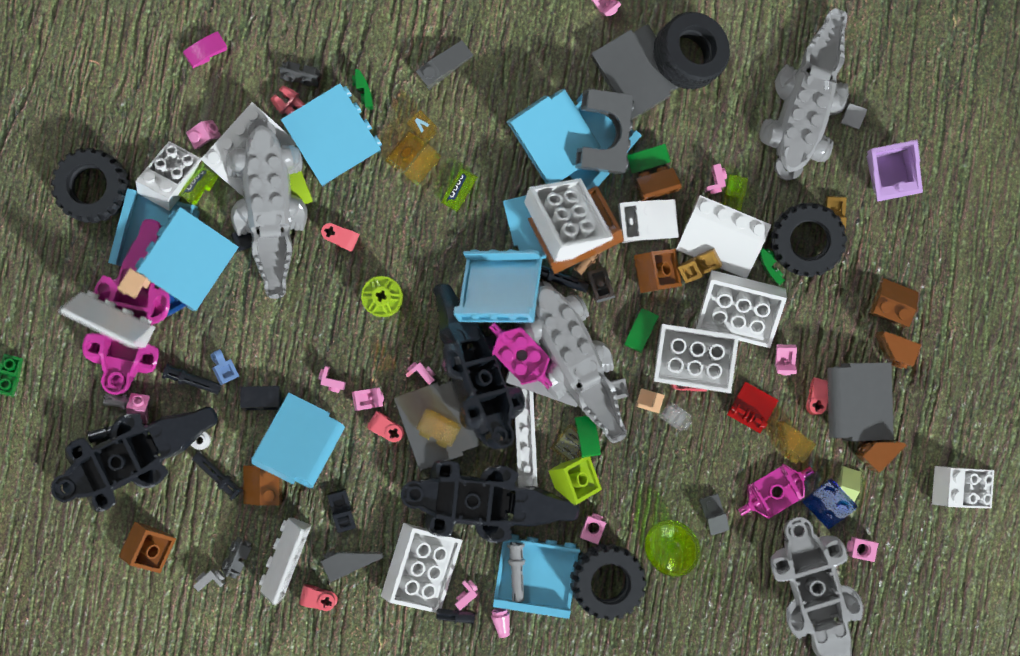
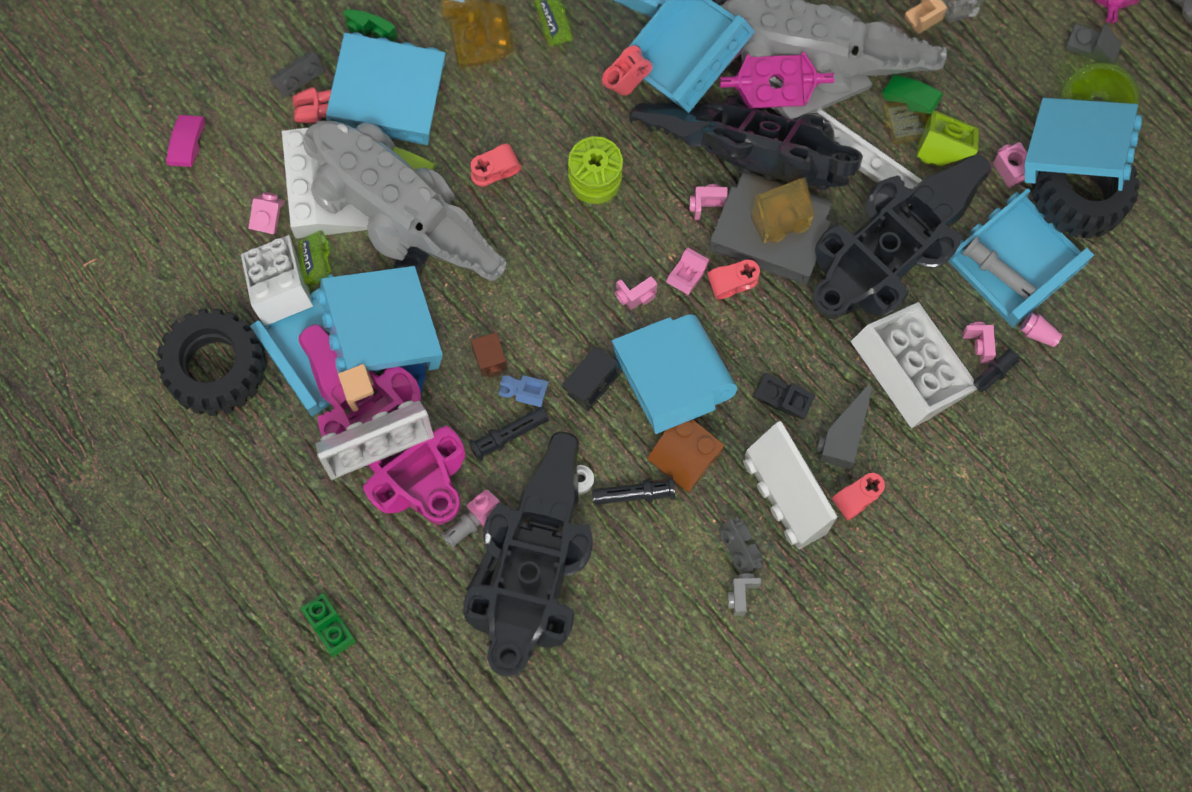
camera: 45 degrees left, 15 degrees down
(147, 547) = (648, 631): dark orange slope -> none
(225, 331) = (489, 355): none -> copper brick
(458, 262) = (626, 71): none -> coral piece
(630, 561) = (1084, 139): none -> medium azure panel

